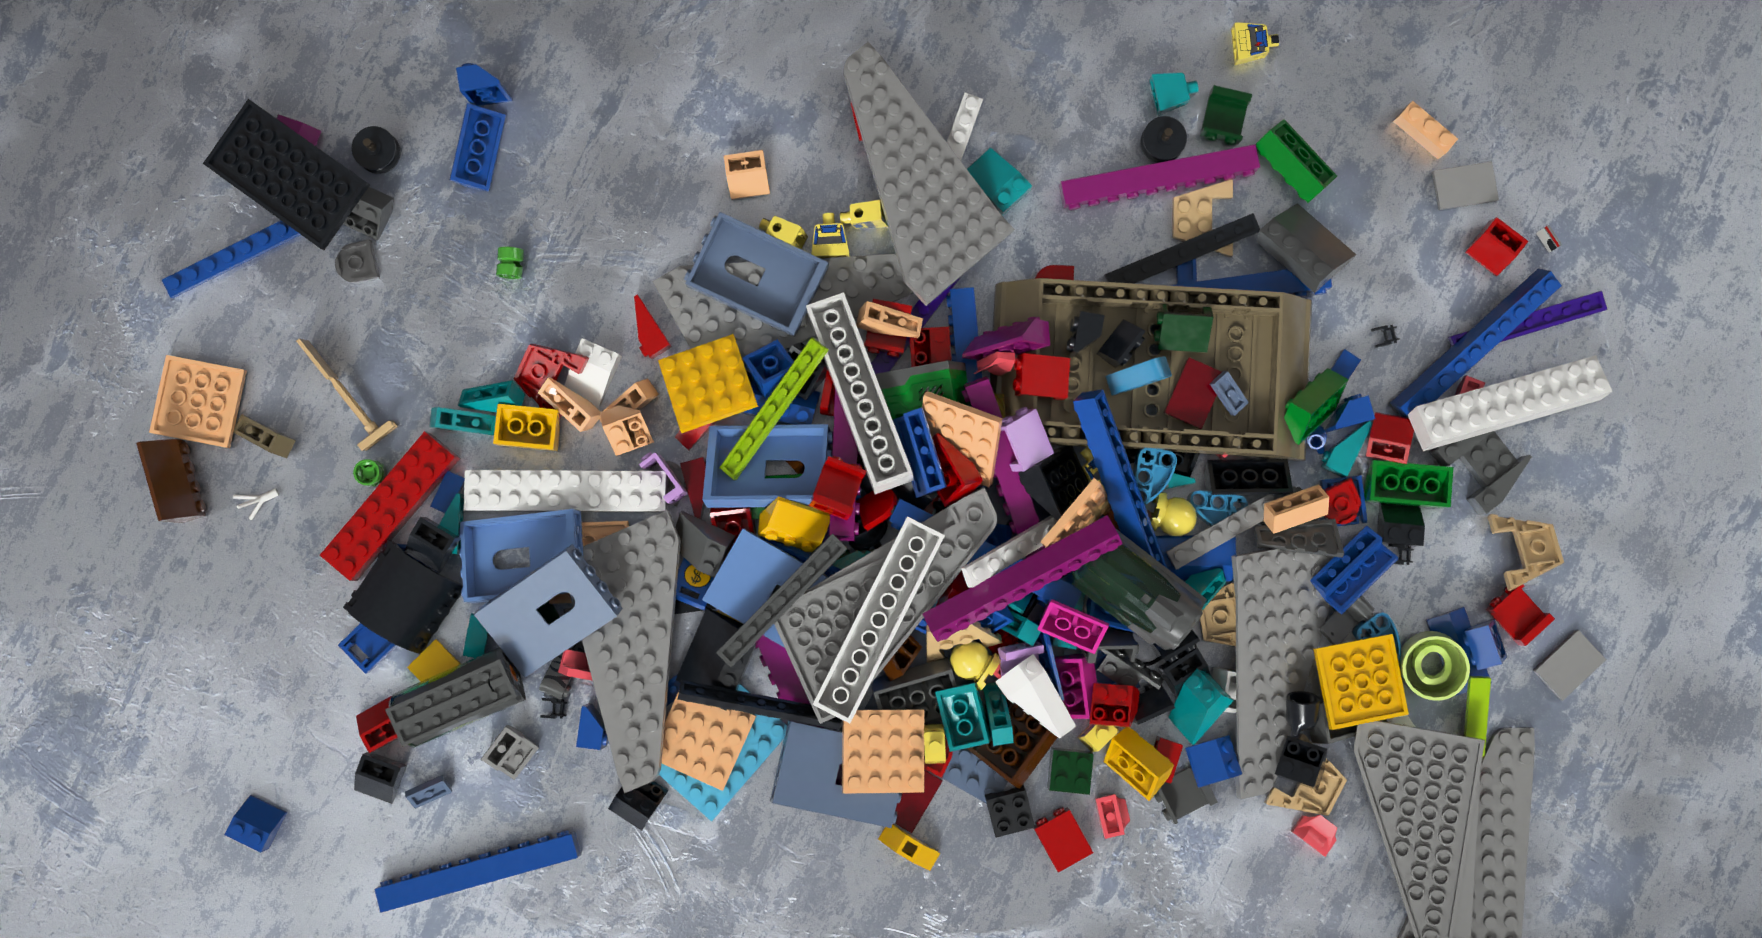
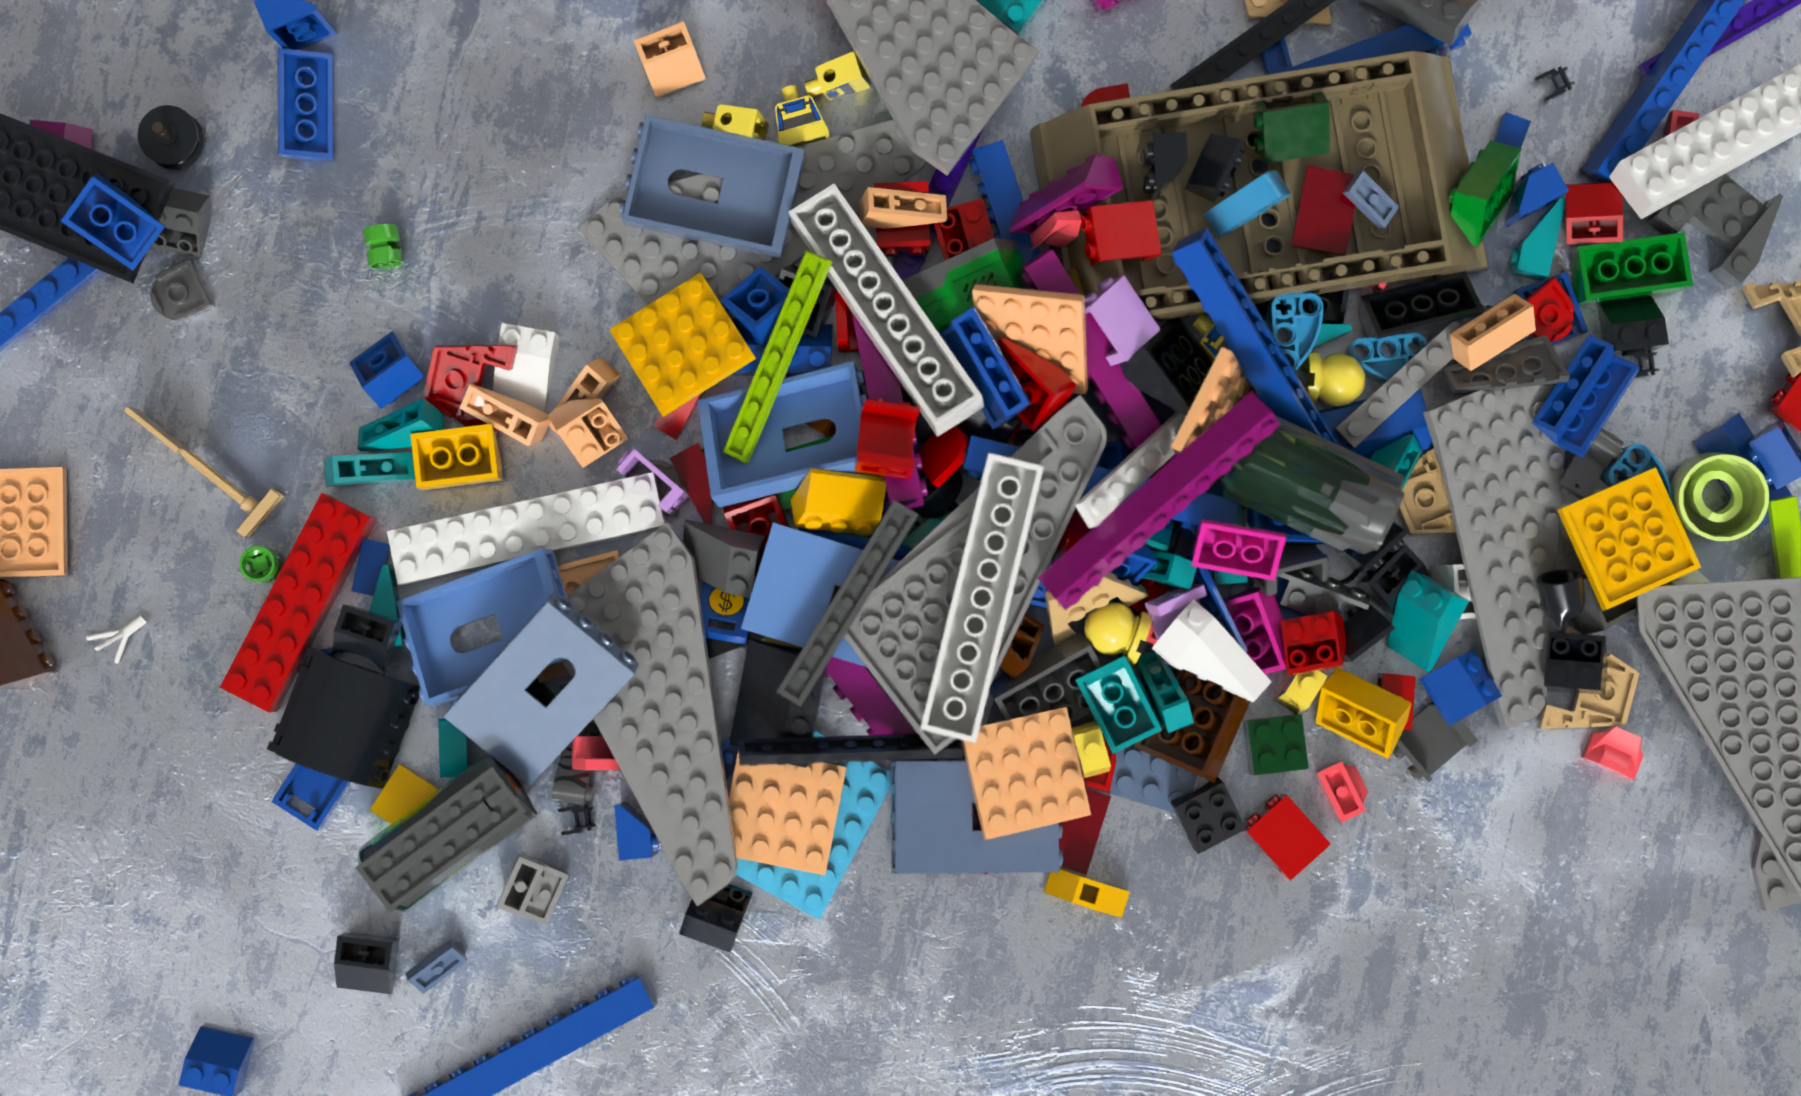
camera: 15 degrees left, 0 degrees up
(264, 436) = (109, 549): dark tan slope -> none
(319, 203) = (113, 221): none -> blue slope
(376, 726) = (348, 896): red slope -> none
(491, 352) = (386, 370): none -> blue slope
(649, 333) = (590, 298): red slope -> none
(1318, 439) = (1499, 237): blue animal -> none

